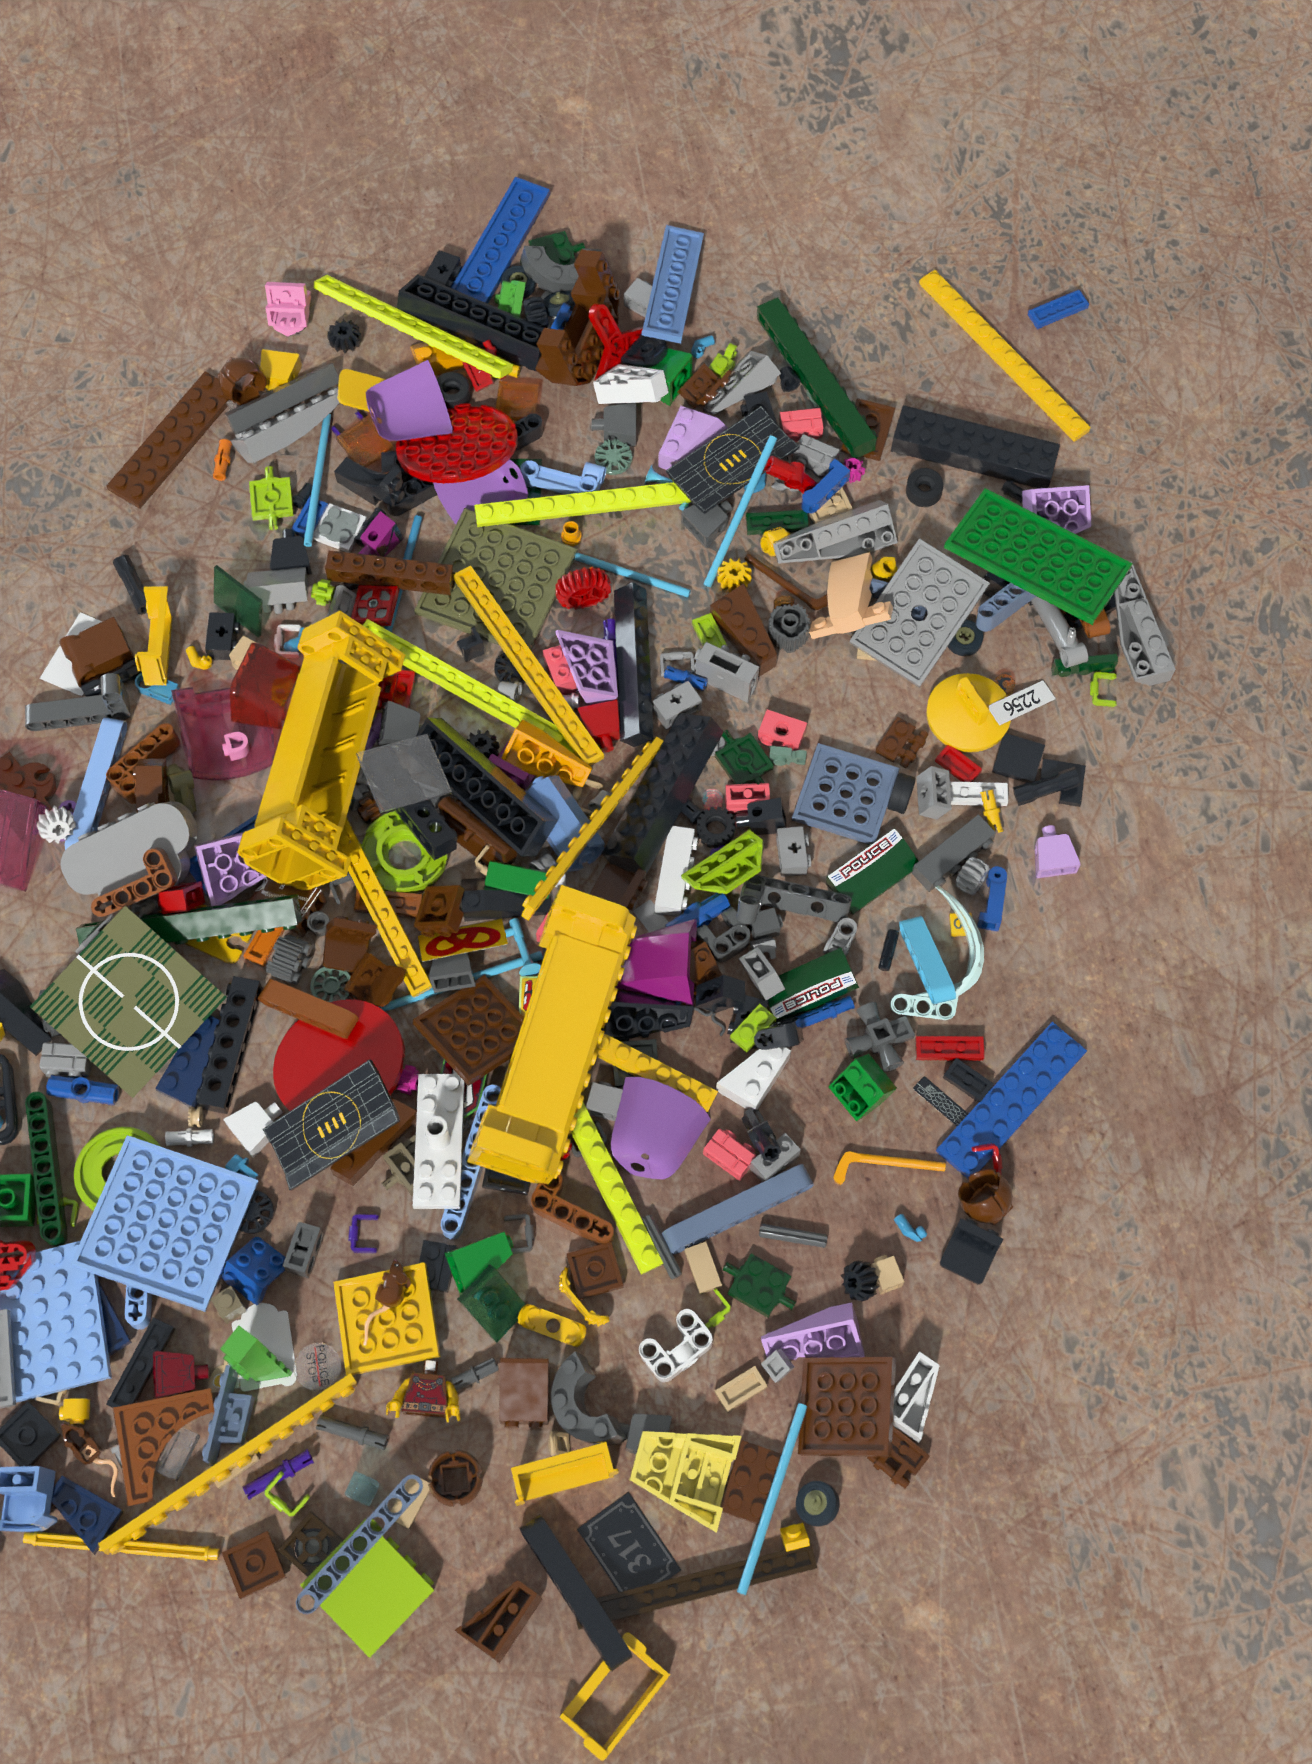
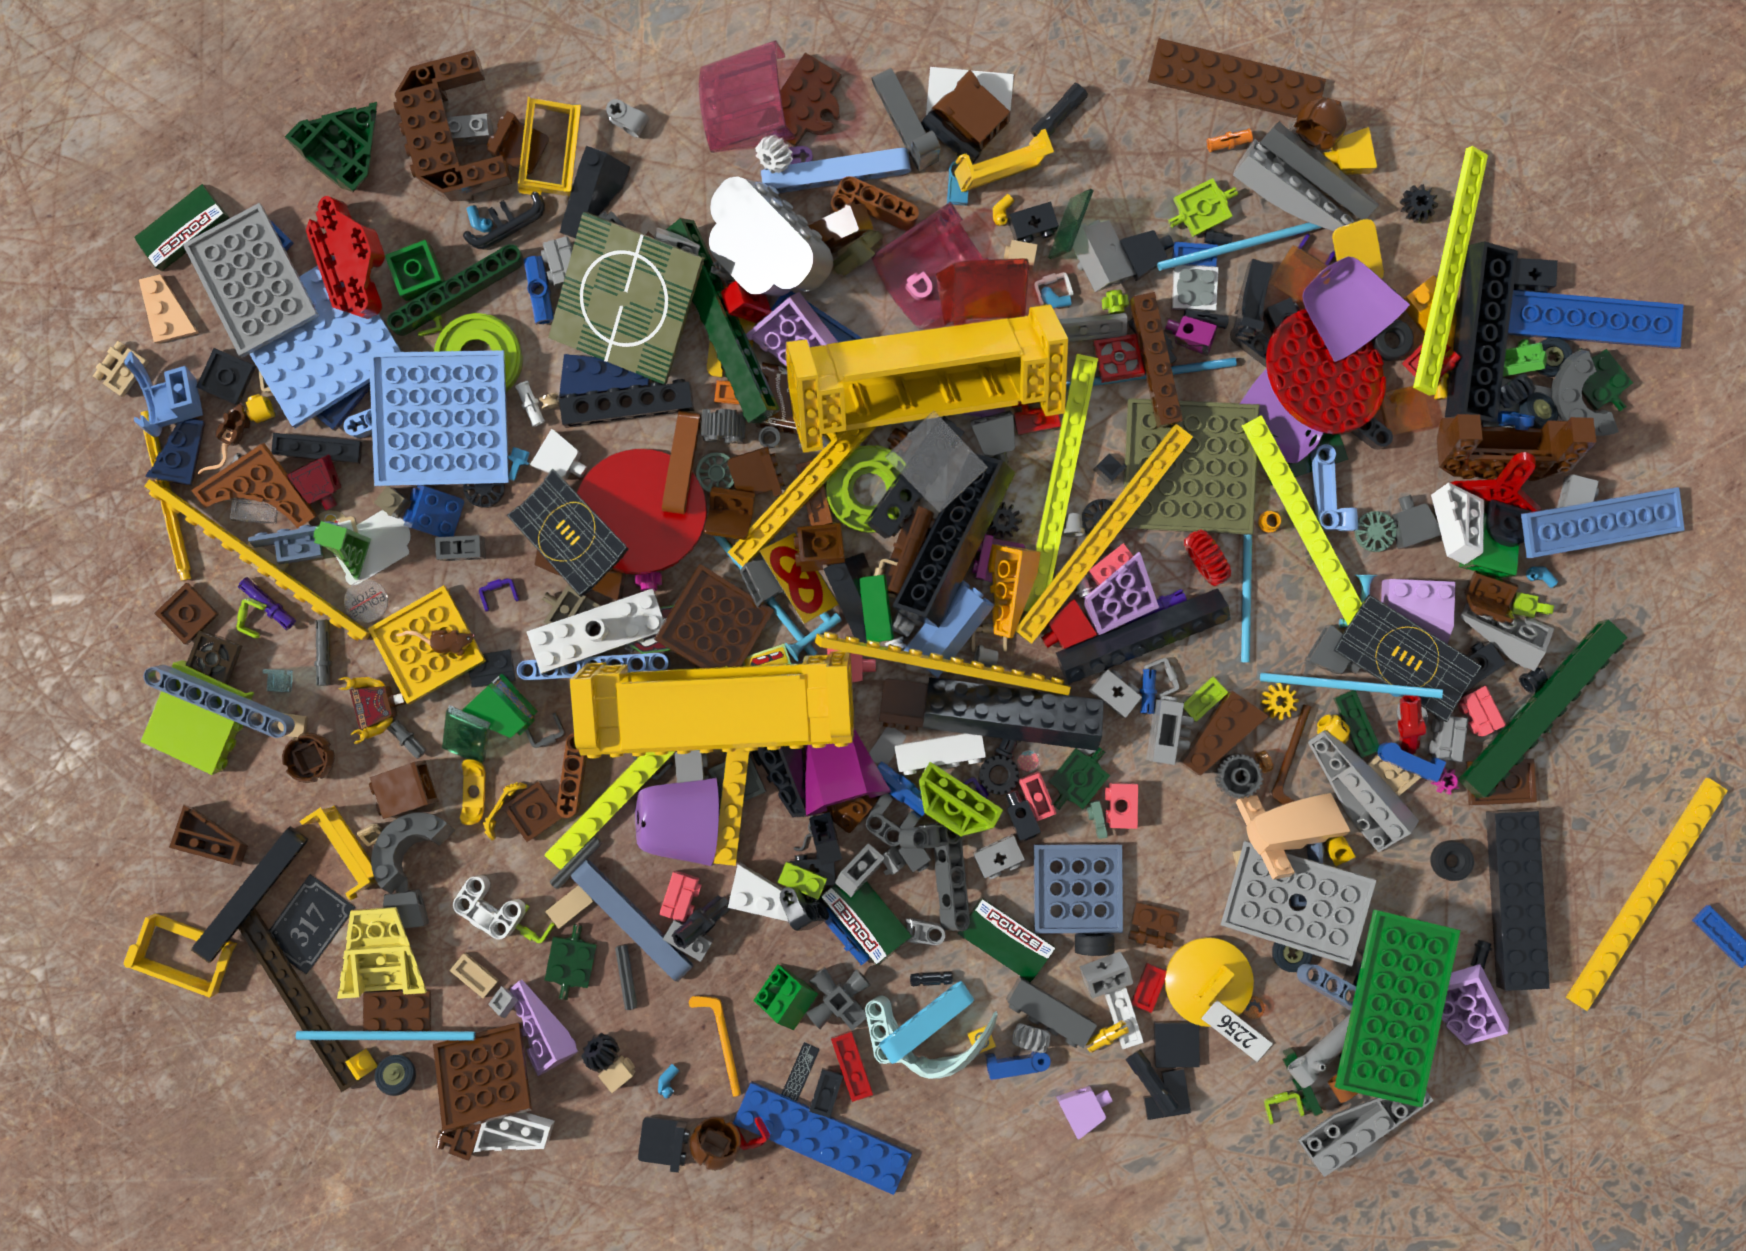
camera: 70 degrees right, 20 degrees up
(133, 888) = (741, 269): dark orange beam -> none
(287, 307) = (1430, 132): bright pink piece -> none

